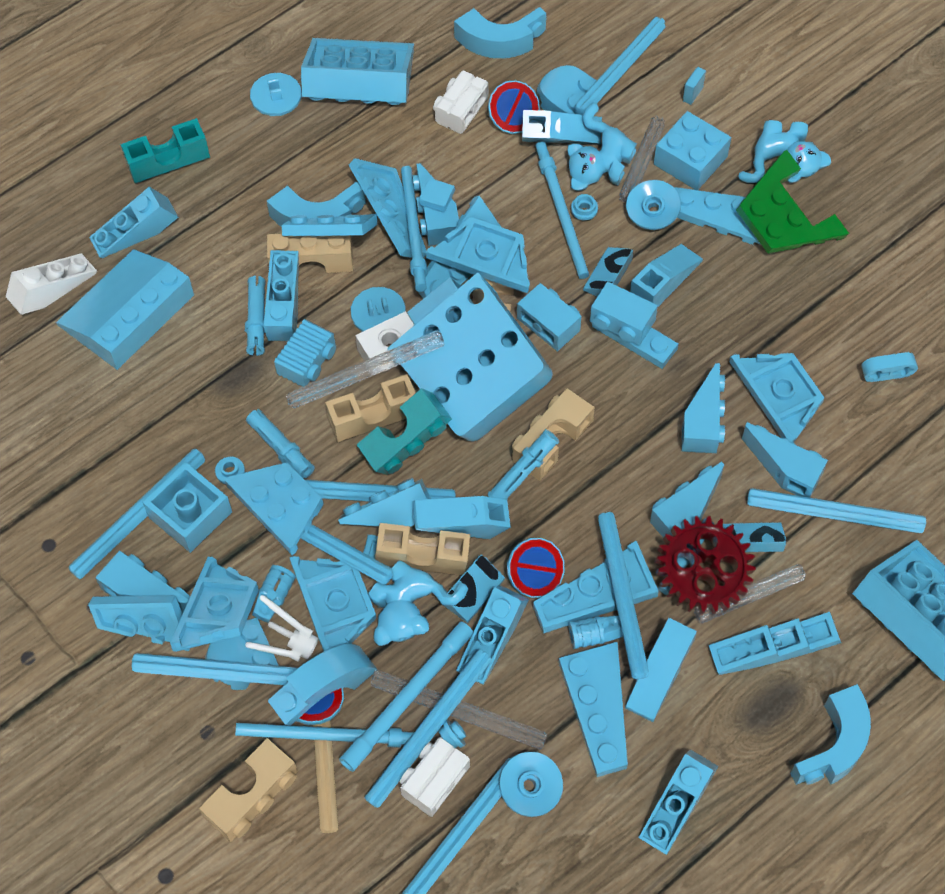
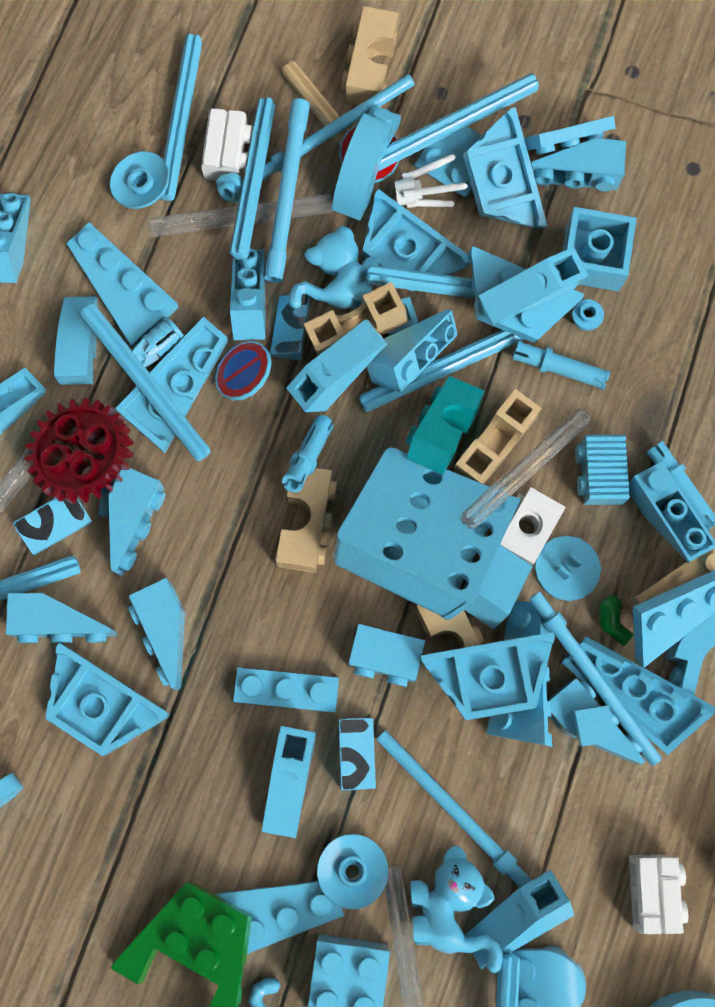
camera: 145 degrees right, 15 degrees up
(125, 523) = (642, 211): medium azure axle -> none
(261, 610) = (463, 217): medium azure hinge -> none
(267, 481) = (533, 286): none -> medium azure slope
(373, 262) = (610, 620): none -> green arm
(509, 102) = (597, 921): piece -> none
(584, 201) = (440, 830): medium azure plate -> none
(623, 313) = (304, 689): medium azure brick -> none

